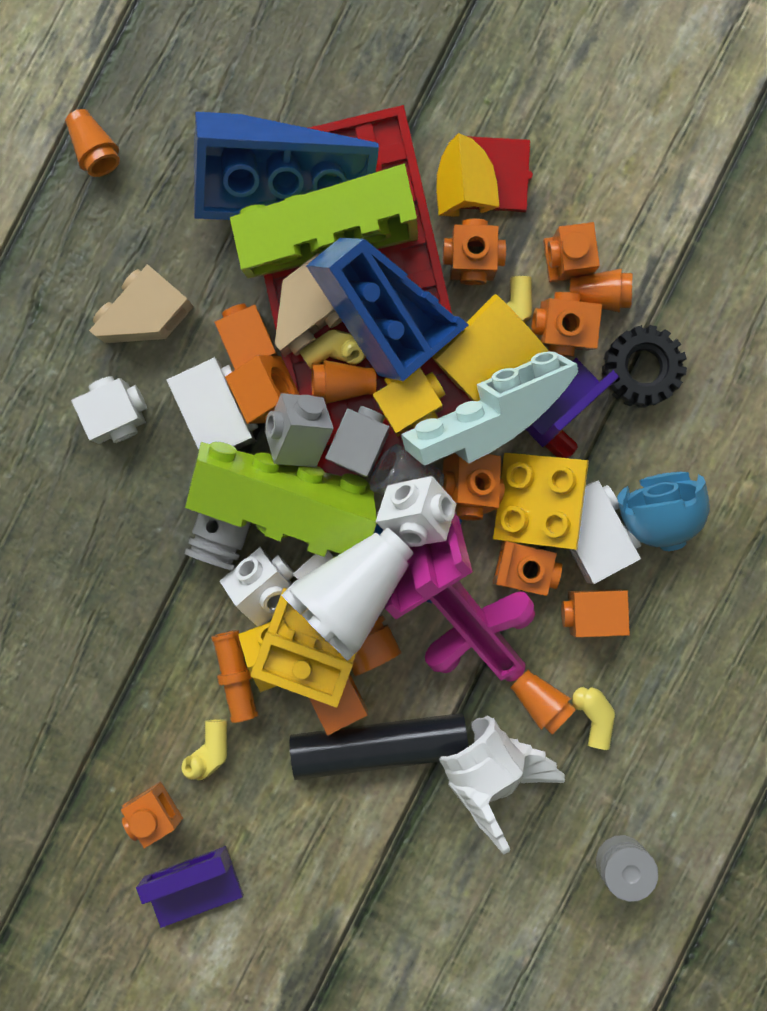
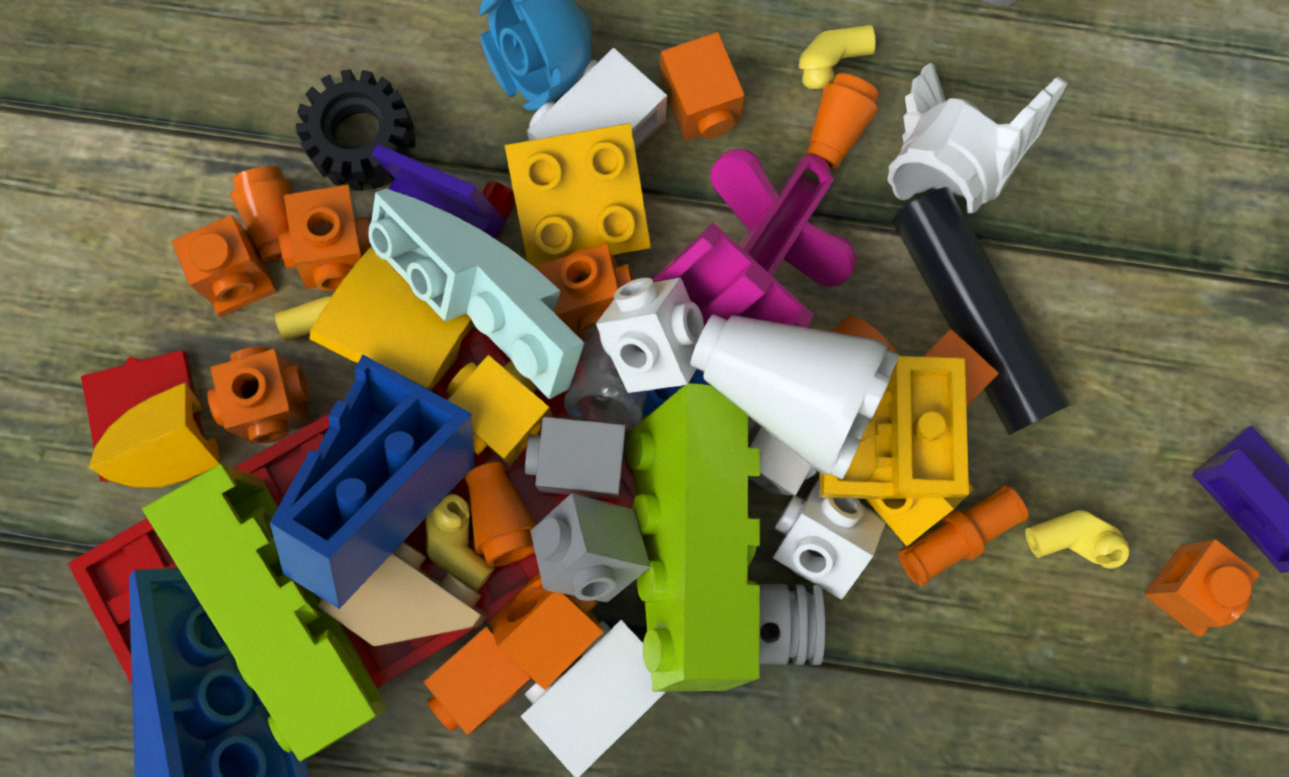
camera: 115 degrees left, 10 degrees down
(510, 568) = (669, 212): orange brick -> none

